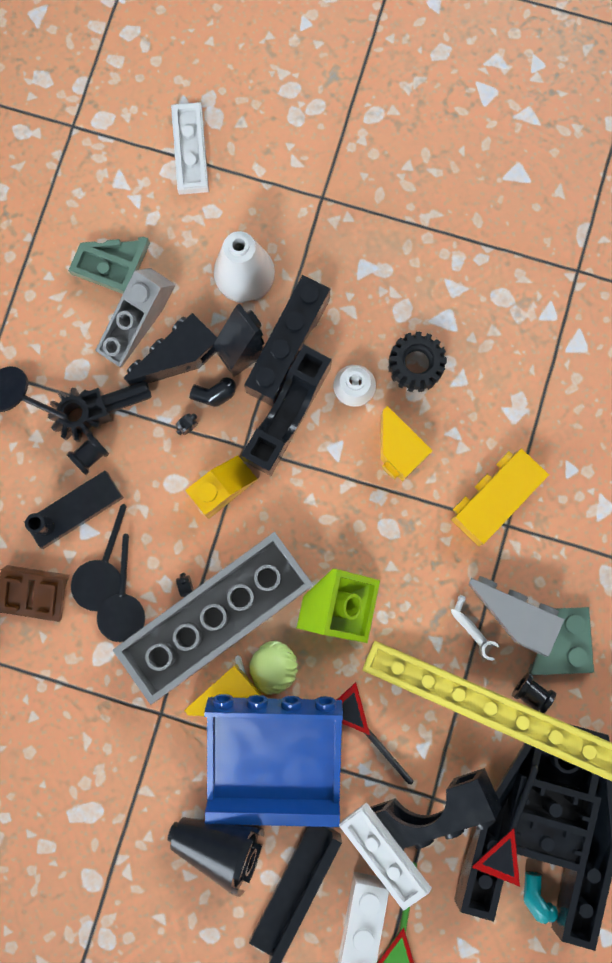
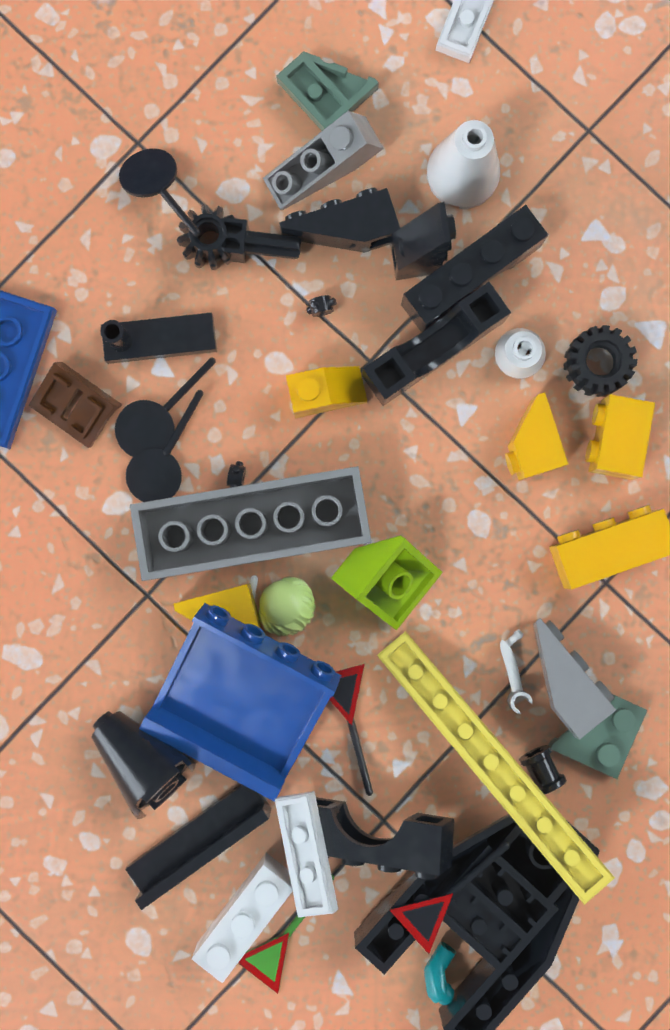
camera: 25 degrees right, 5 degrees up
(87, 454) = (201, 286): black bush -> none
(215, 395) = (367, 290): black arm -> none
(461, 411) = (620, 437): none -> yellow brick

